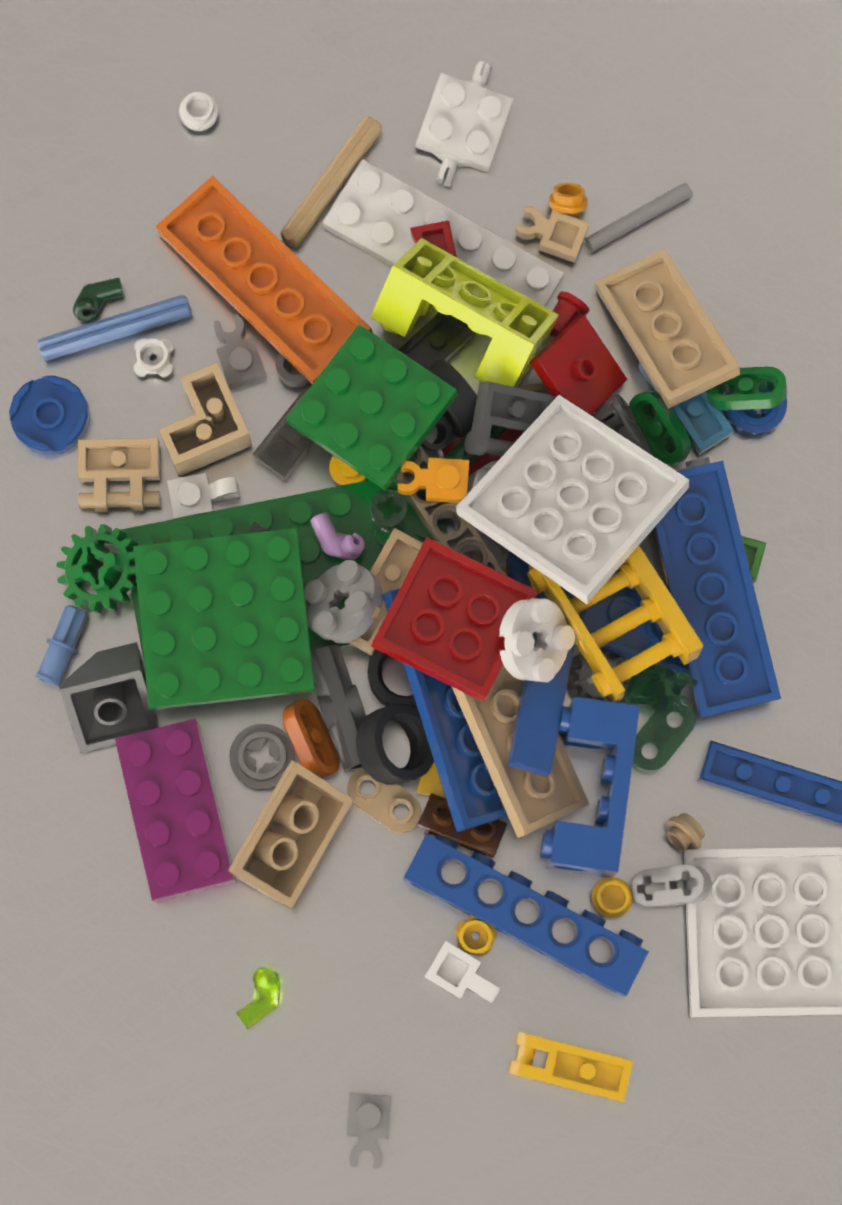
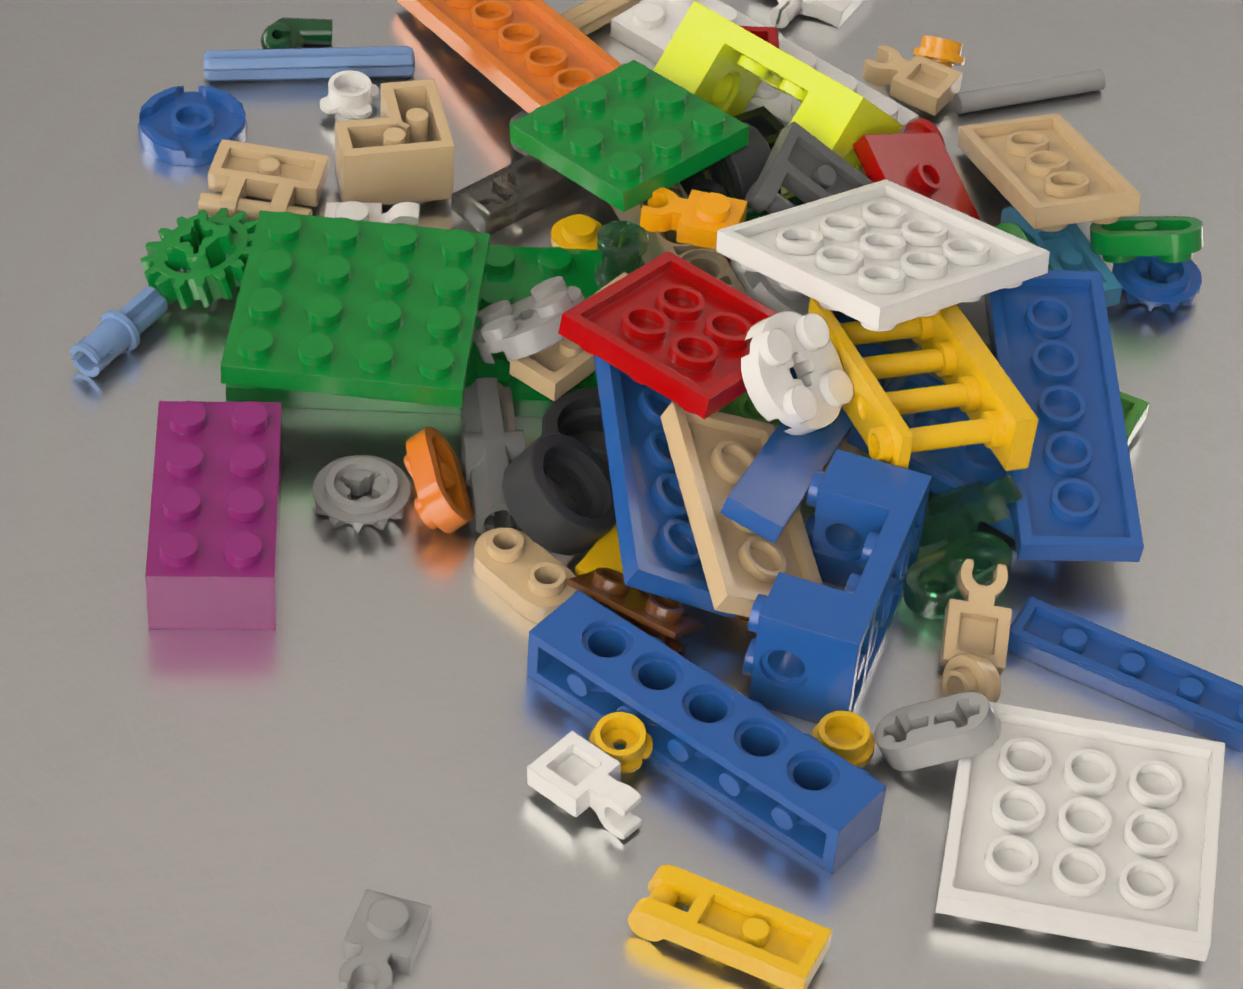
camera: 10 degrees right, 35 degrees down
(108, 698) = (153, 367): dark grey slope -> none
(240, 357) = (467, 115): light grey plate -> none
(266, 997) = (273, 756): clear neon green arm -> none
(290, 835) = (368, 543): tan slope -> none
(336, 543) = (529, 272): lavender arm -> none
(682, 785) = (977, 624): none -> tan plate

